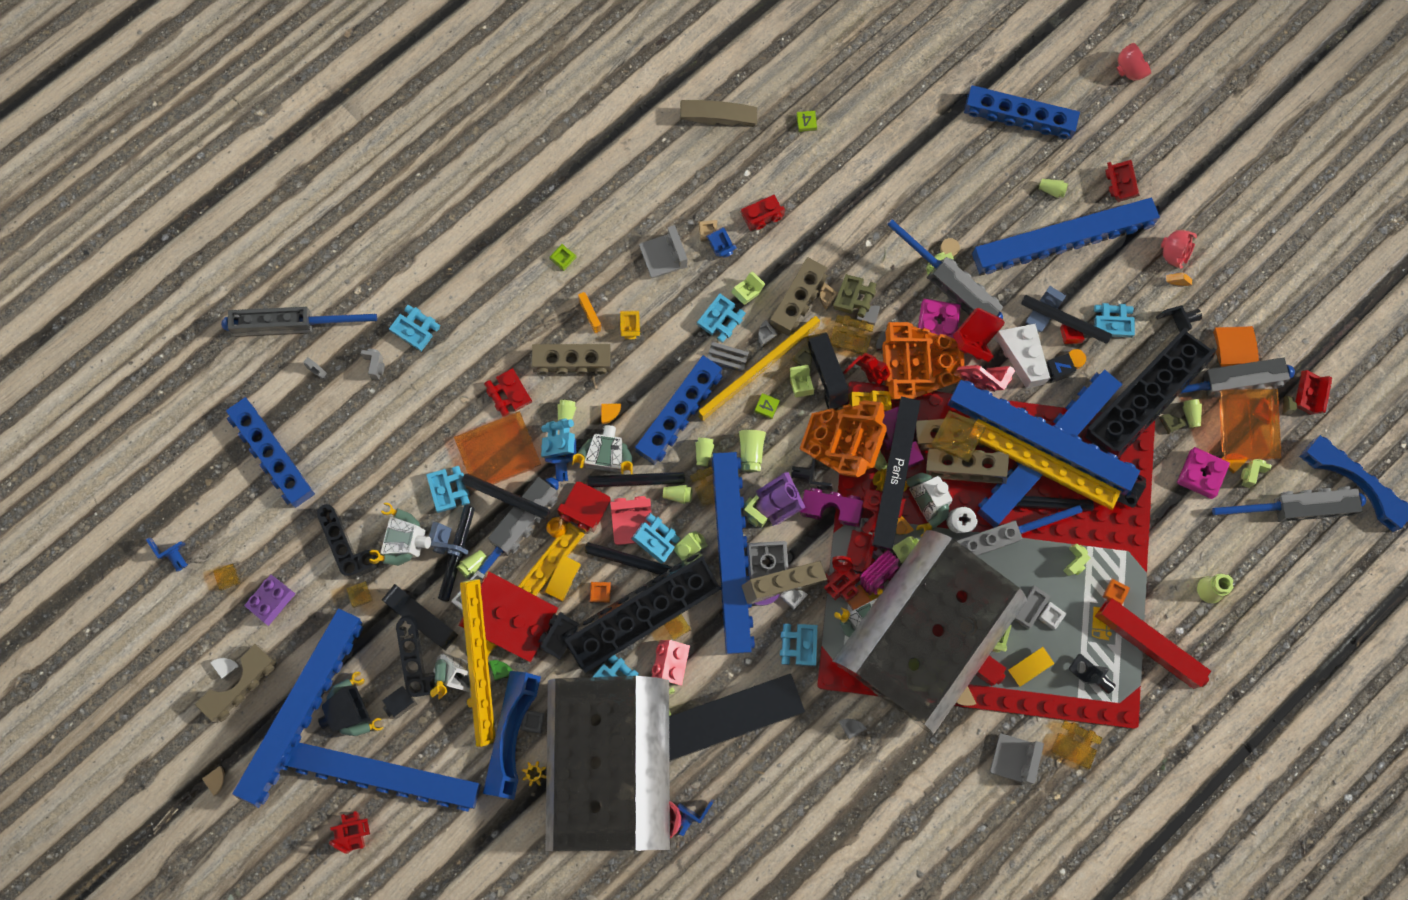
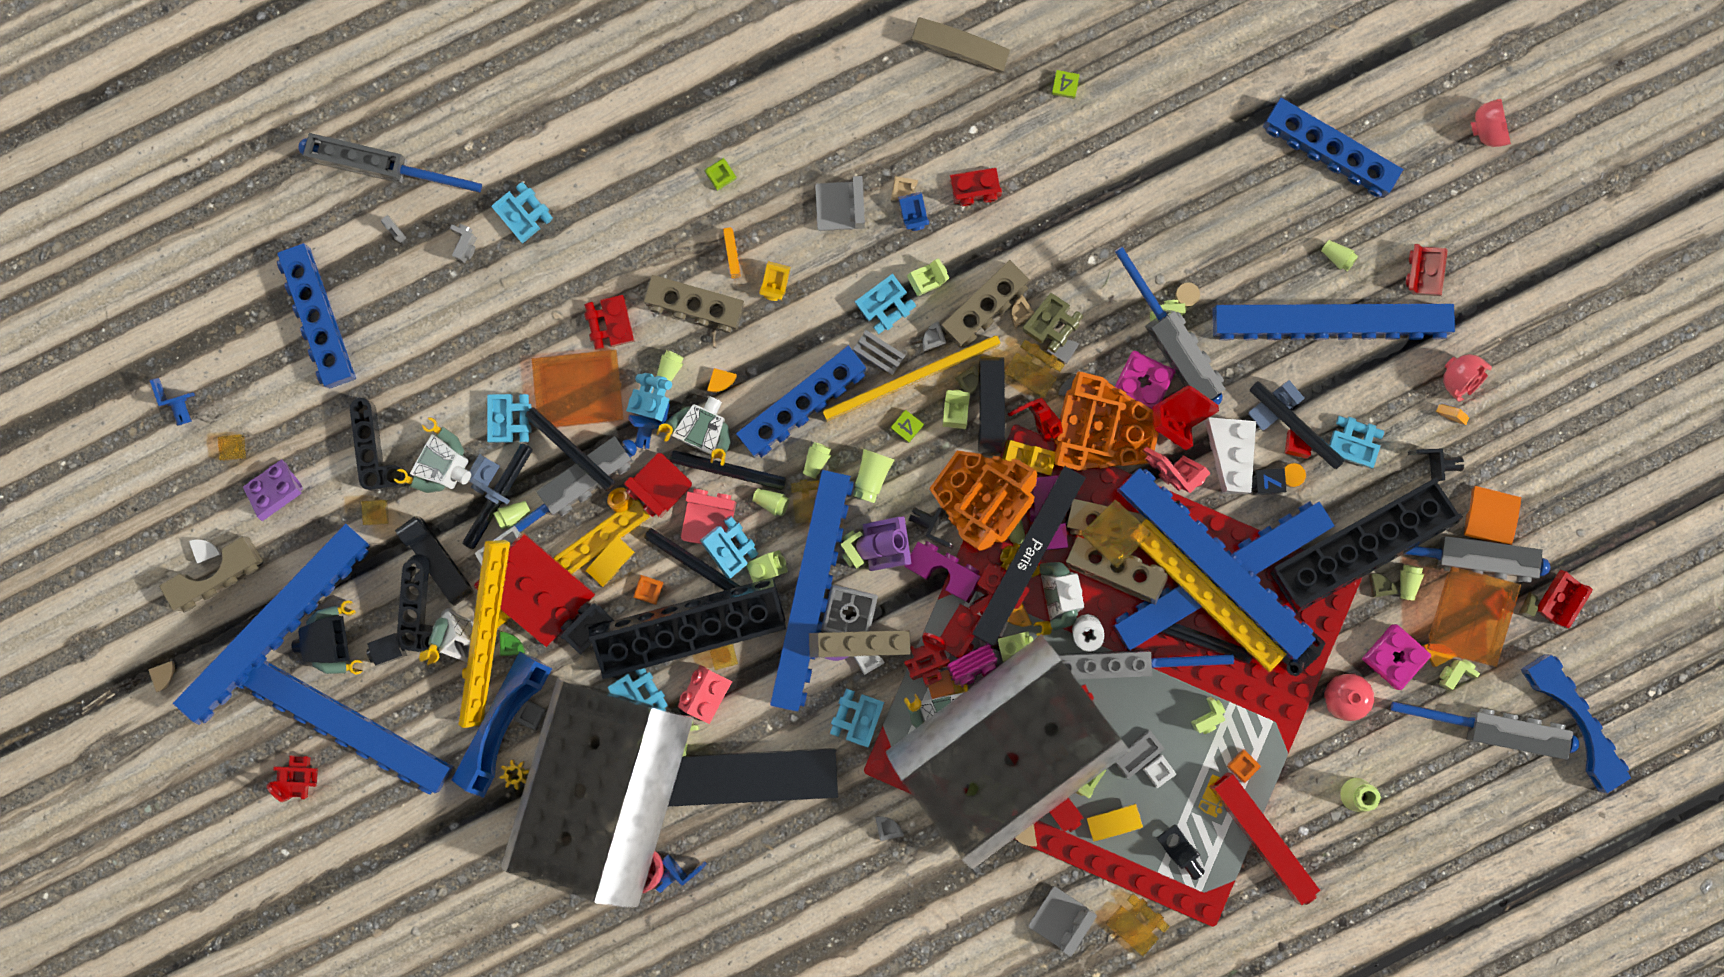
camera: 20 degrees right, 10 degrees up
(1178, 514) = (1349, 697): none -> coral cylinder

